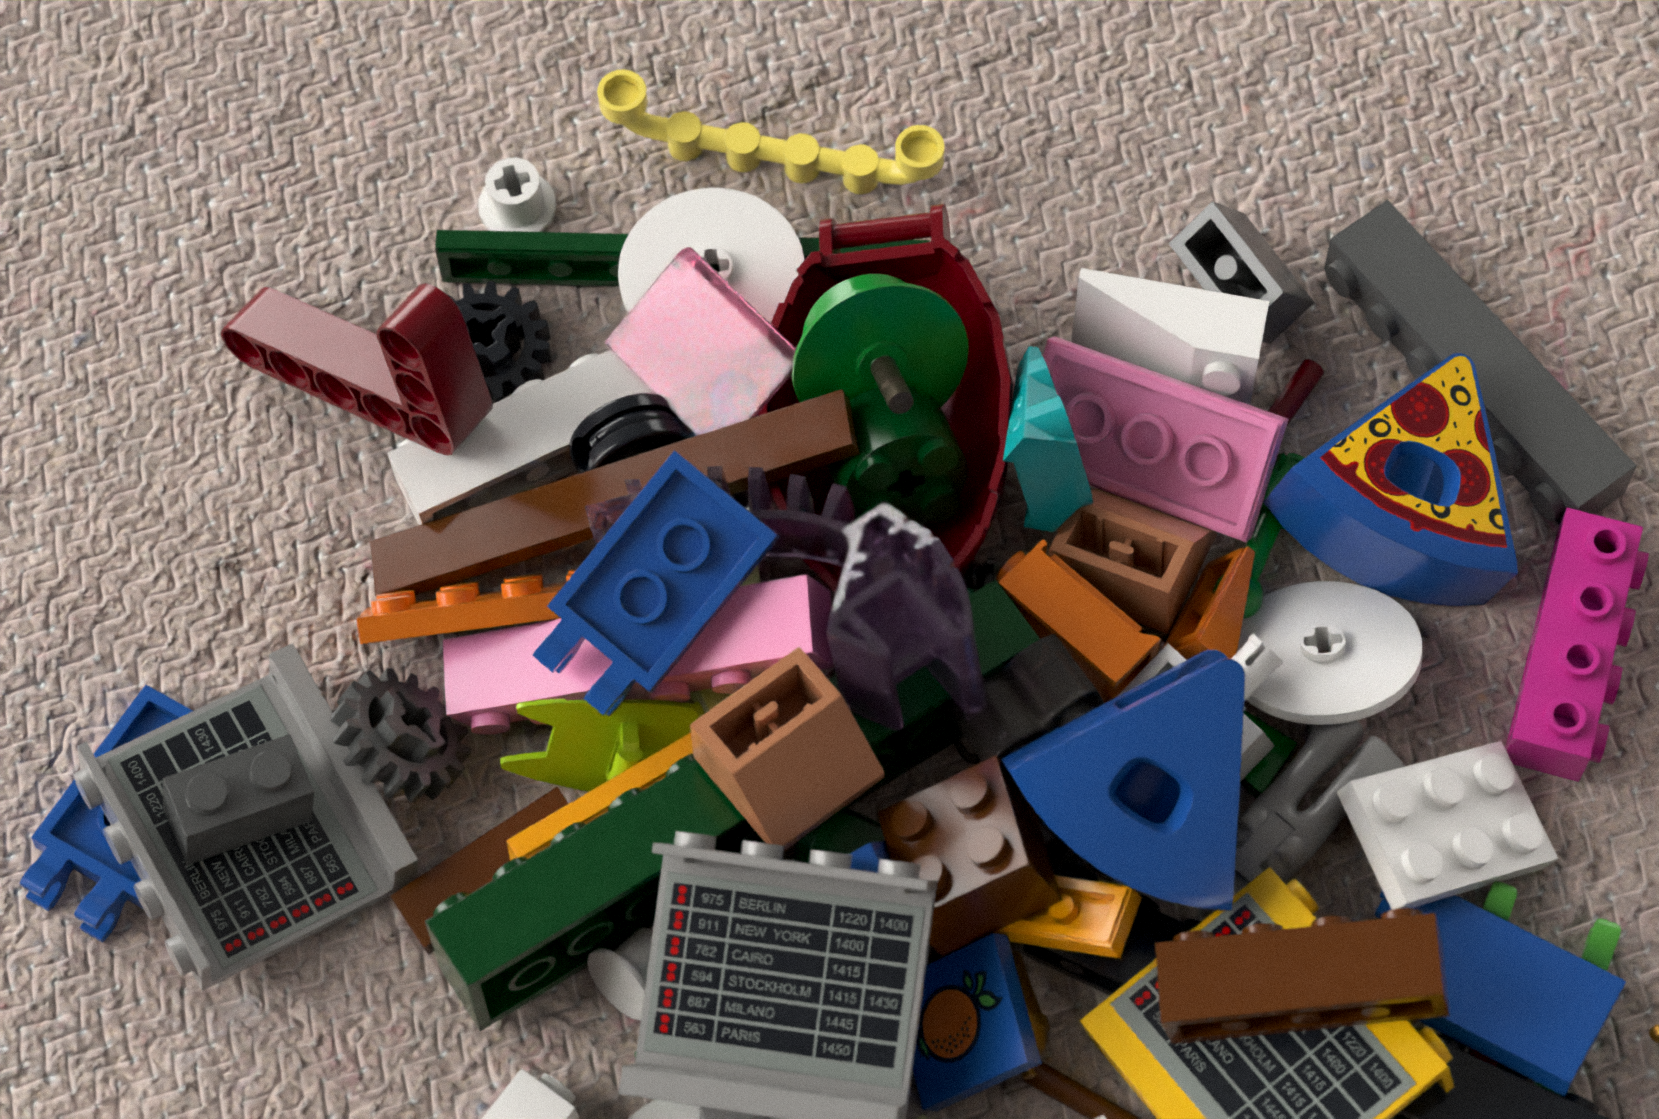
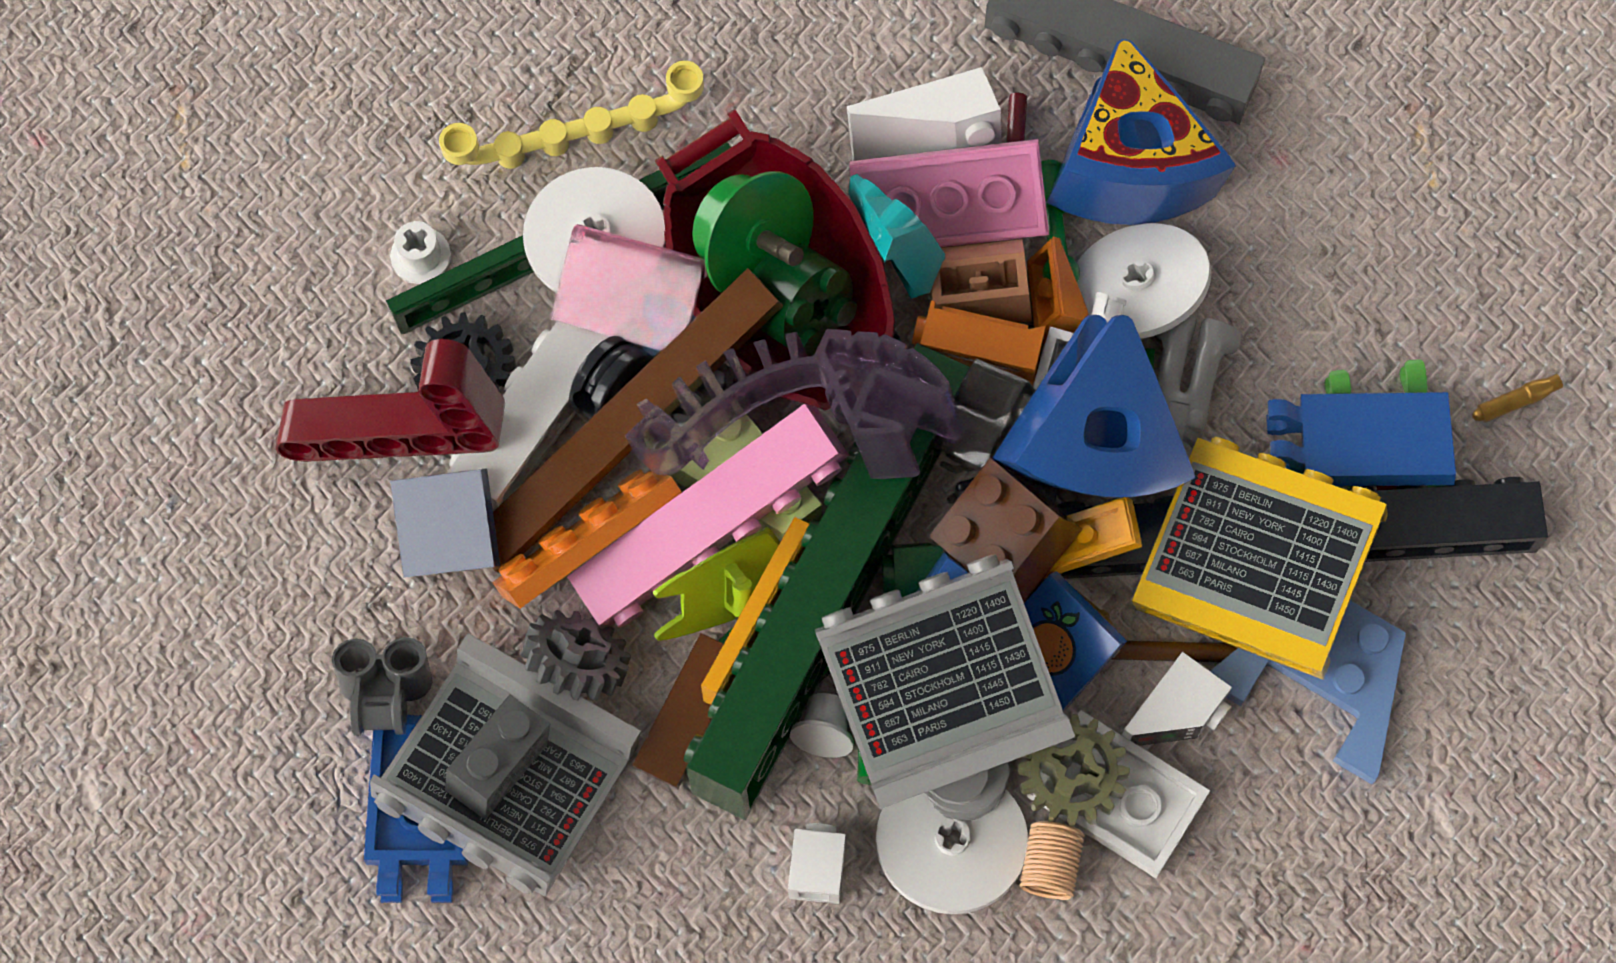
camera: 30 degrees left, 5 degrees up
(171, 652) = (381, 688): none -> dark grey piece
(350, 510) = (445, 523): none -> tile
(655, 581) = (706, 460): blue tile -> none
(786, 750) = (860, 527): nougat slope -> none
(1235, 259) = (935, 51): dark grey brick -> none
(1302, 977) = (1266, 496): reddish brown brick -> none
(1447, 825) = (1282, 352): white plate -> none
(1574, 645) = (1290, 194): dark pink brick -> none

